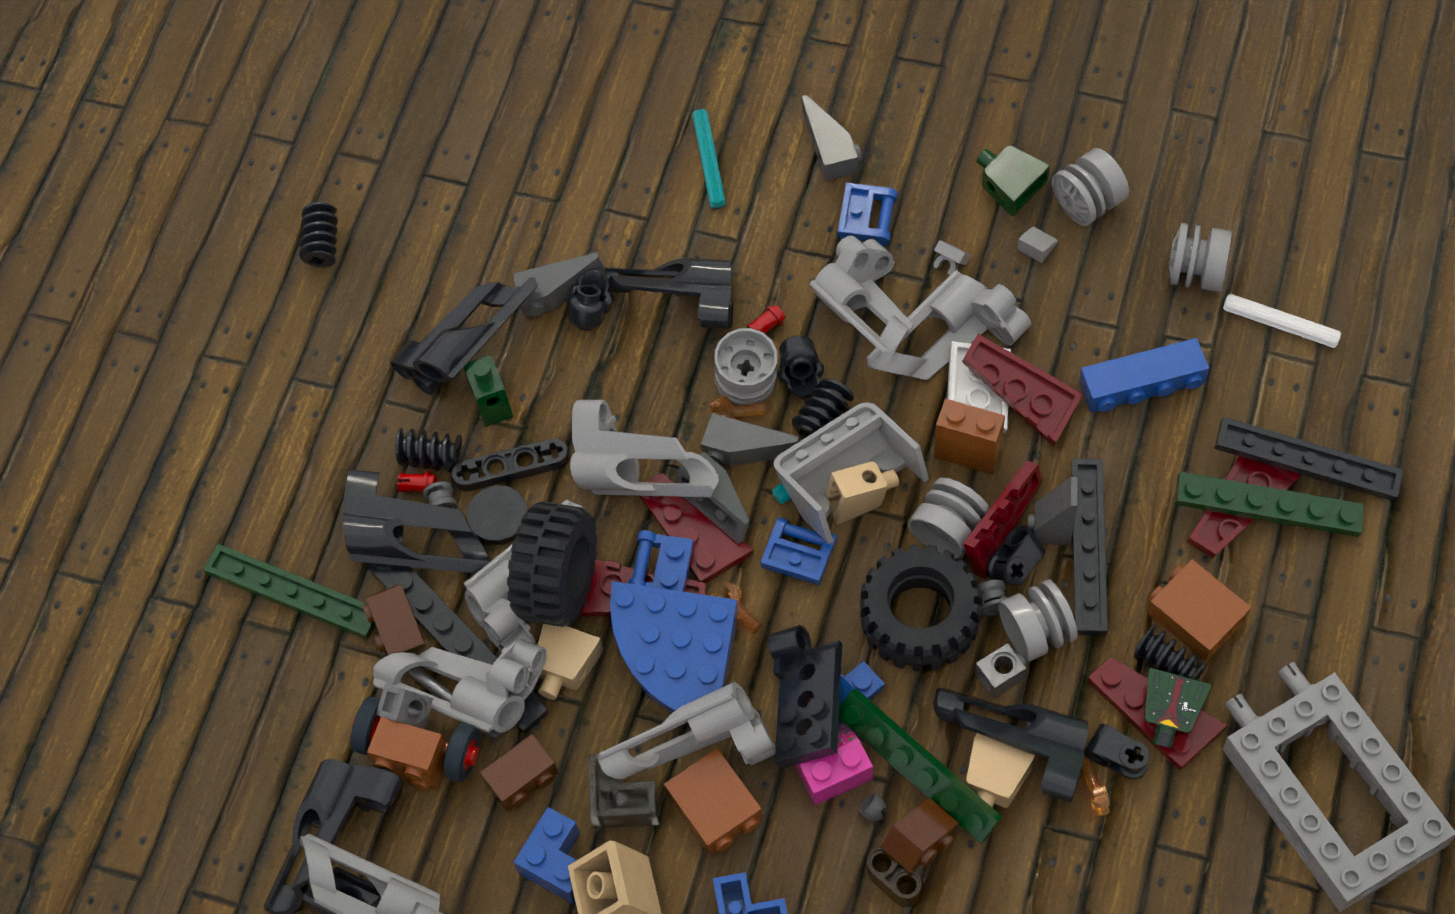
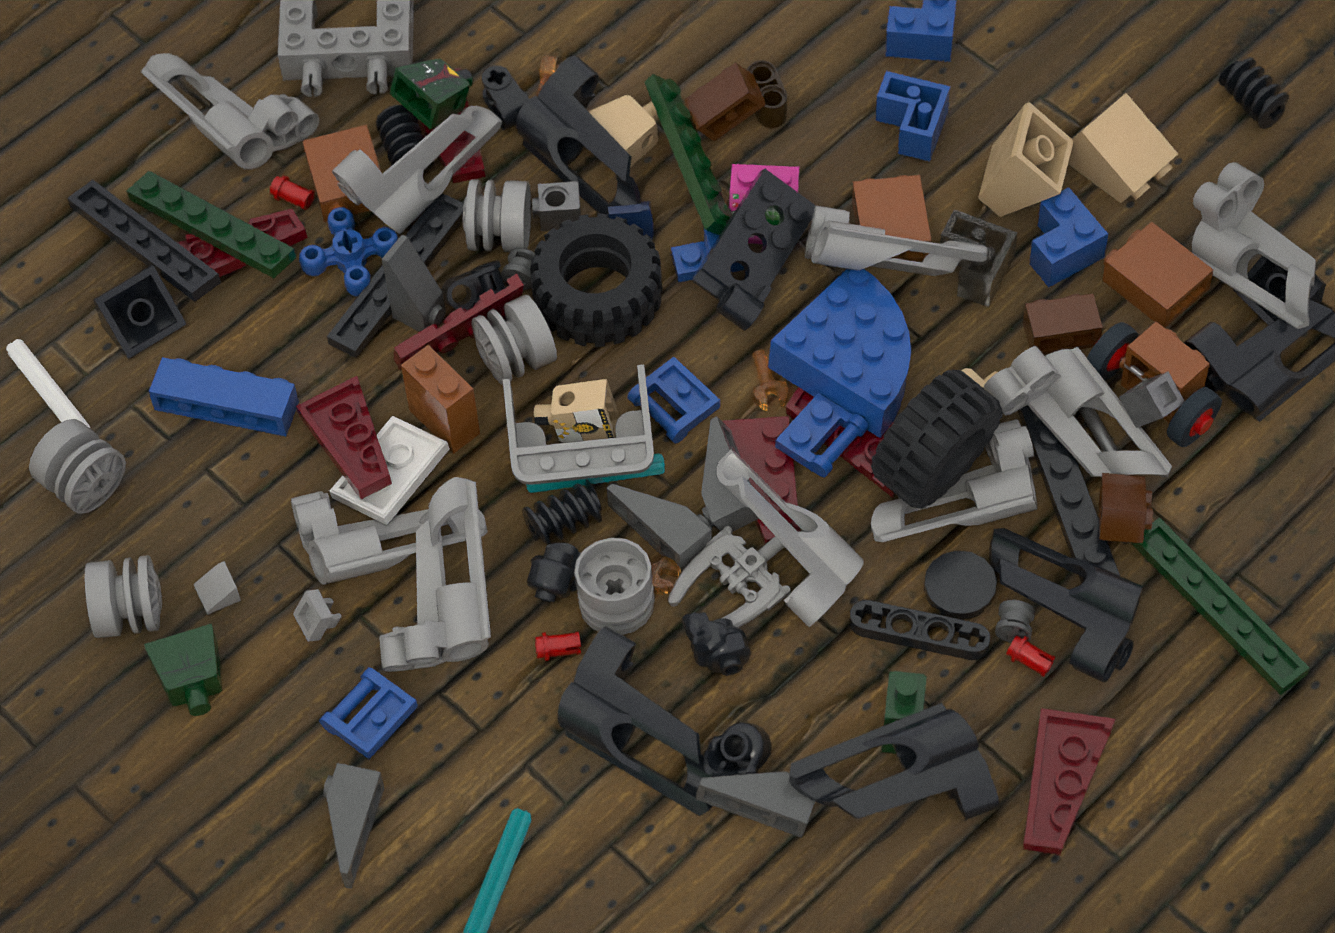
camera: 155 degrees left, 5 degrees down
(357, 415) = (1063, 768): none -> dark red wing
(427, 451) = (1001, 678): black piece -> none
(461, 863) = (1157, 274): none -> dark orange brick
(642, 422) = (748, 567): none -> light grey bar
(648, 371) = (717, 643): none -> black head
(873, 808) = (754, 151): dark grey hinge -> none
(922, 691) = (635, 214): none -> dark blue tile
(1141, 541) = (342, 226): none -> blue gear
(1153, 576) = (400, 191): none -> light grey panel
(1232, 573) = (293, 193): none -> red pin
(1262, 399) = (138, 312): none -> black slope
(1313, 605) = (231, 124): none -> light grey panel

